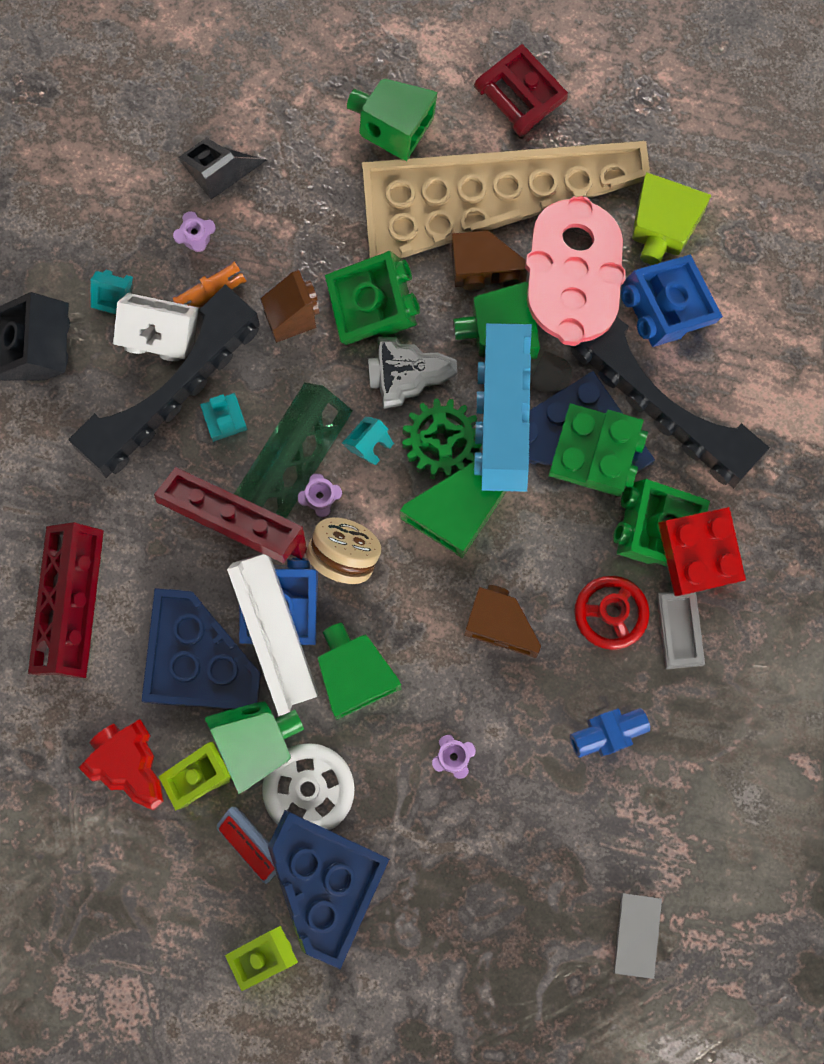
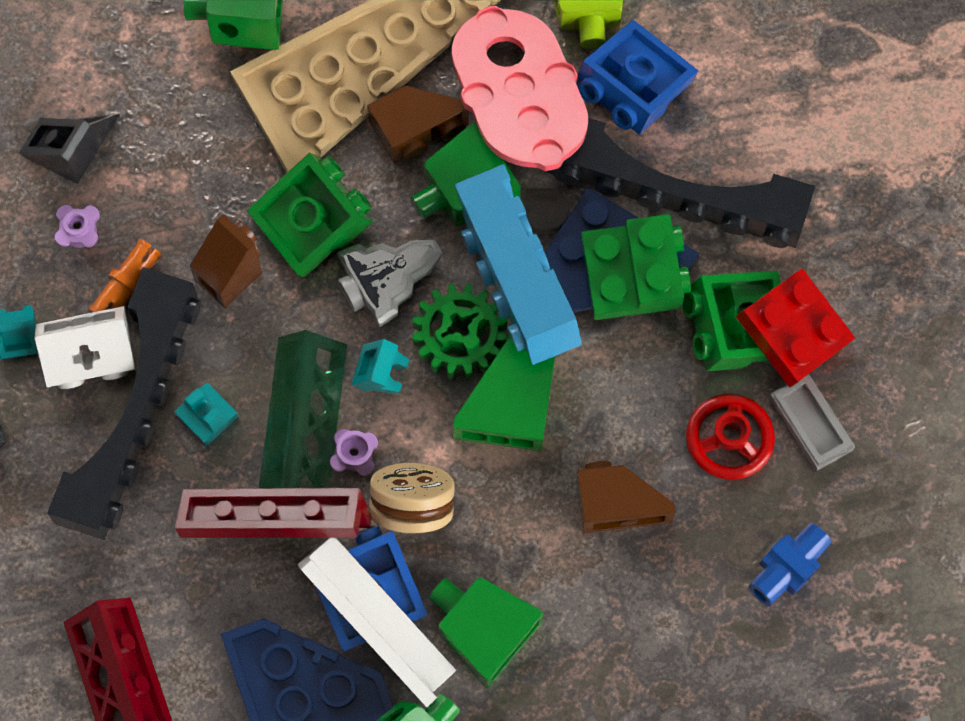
camera: 25 degrees left, 5 degrees down
(447, 747) = (644, 658): lavender plate -> none

